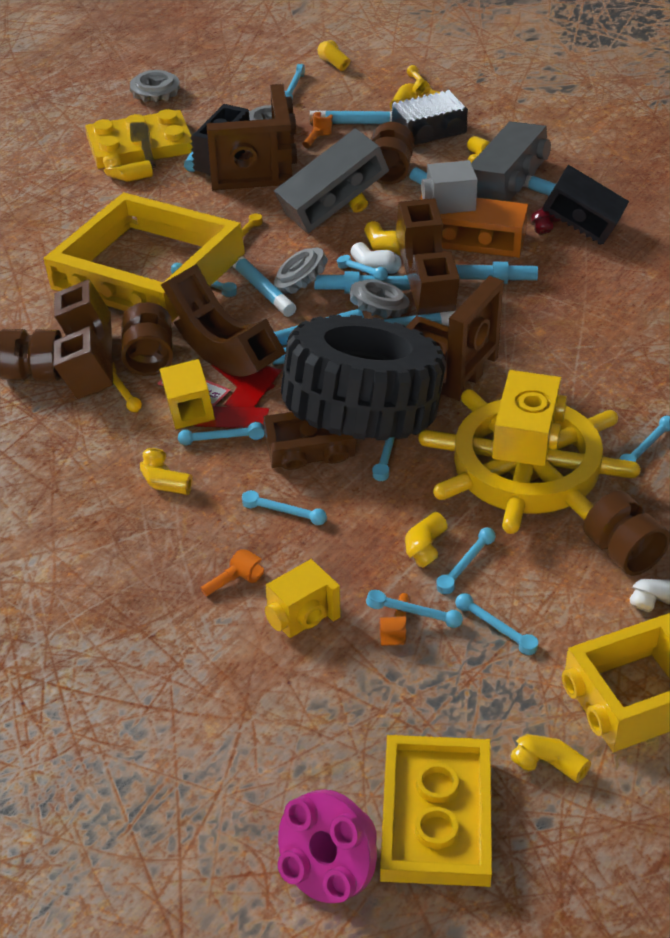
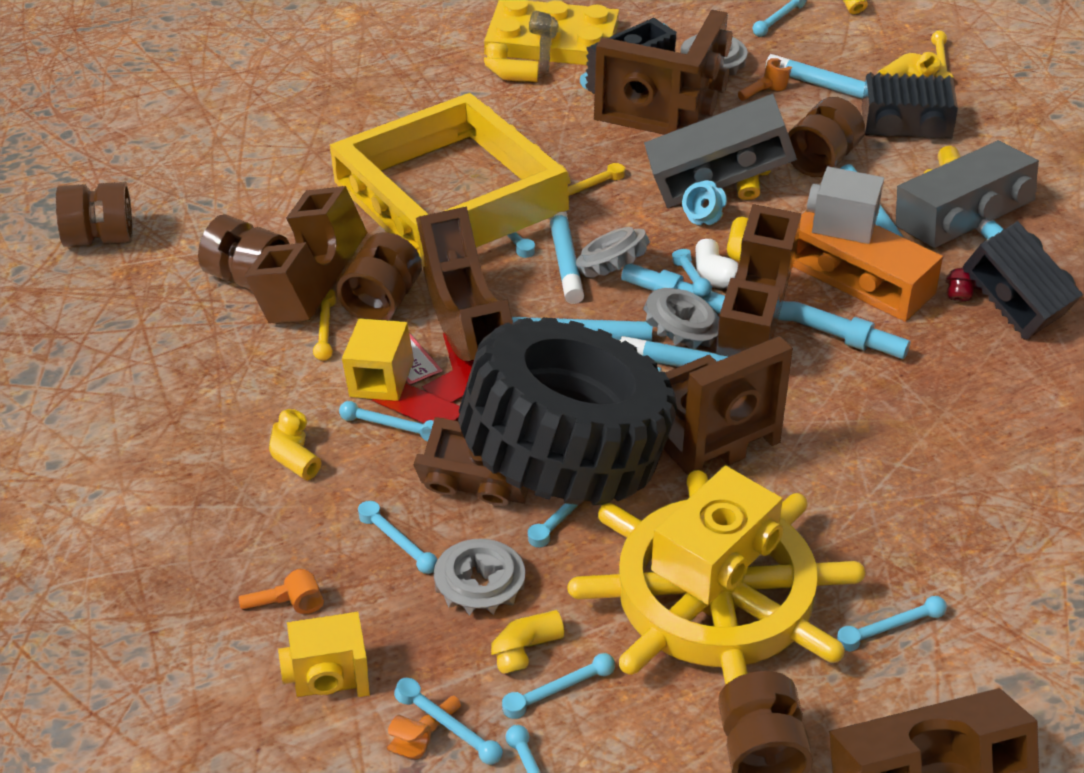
camera: 25 degrees right, 0 degrees up
(338, 211) = (696, 195): none -> medium azure plate
(363, 498) = (490, 558): none -> light grey gear

